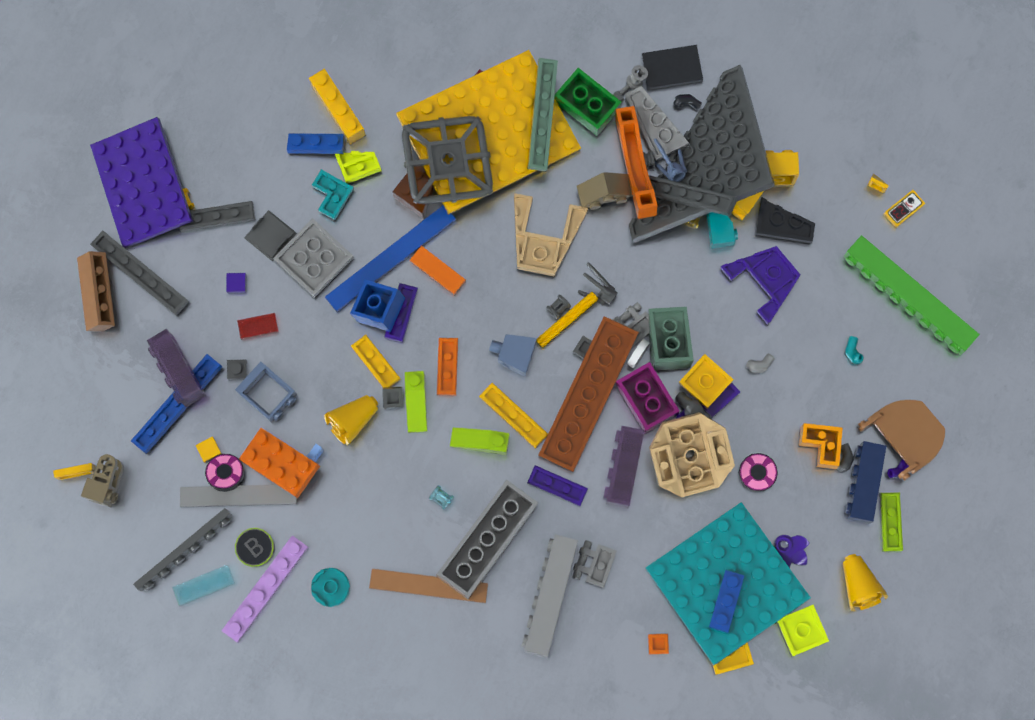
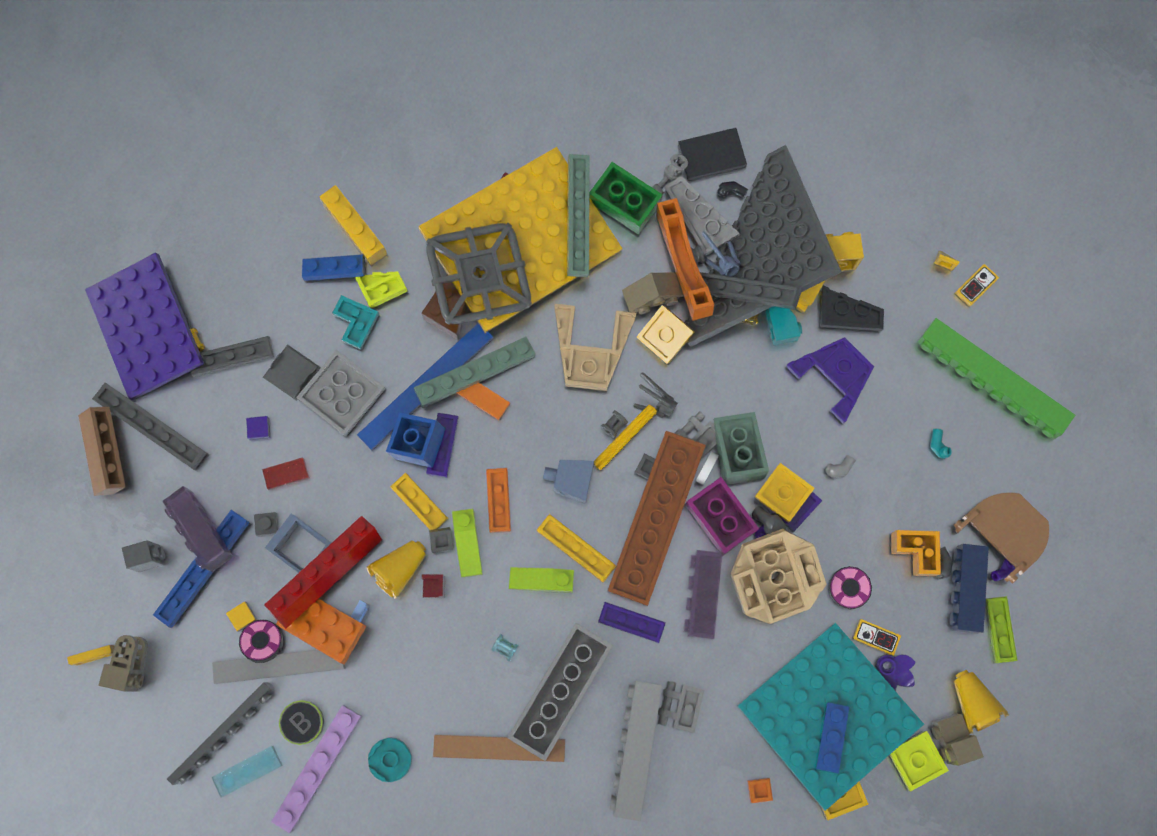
camera: 10 degrees left, 0 degrees up
(126, 387) = (143, 556): none -> dark grey brick
(285, 415) = (323, 572): none -> red brick
(382, 437) = (433, 585): none -> dark red panel
(436, 249) = (474, 372): none -> sand green plate
(612, 229) = (665, 334): none -> yellow plate
(777, 518) = (876, 637): none -> tile
(838, 614) = (956, 743): none -> dark tan brick

